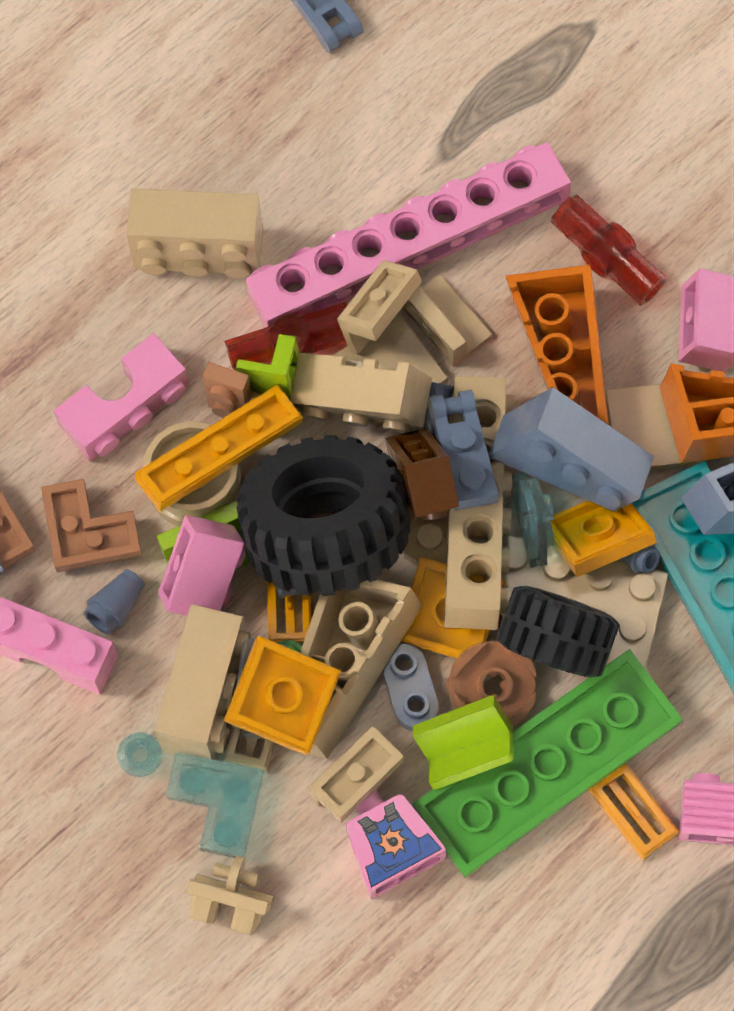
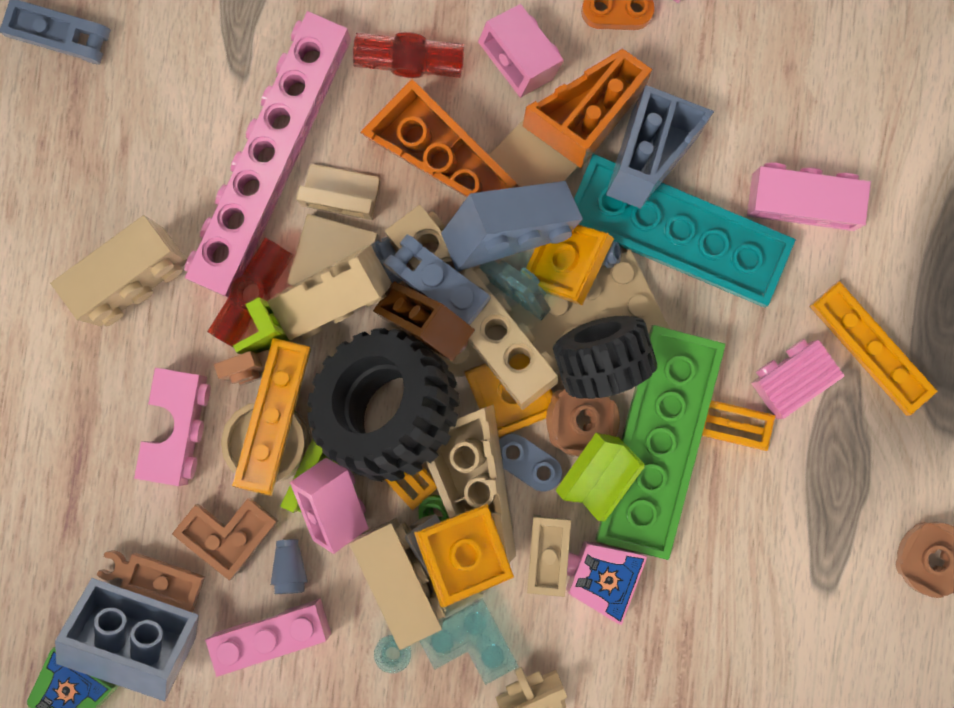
camera: 45 degrees left, 15 degrees up
(377, 303) = (291, 222): tan panel -> none

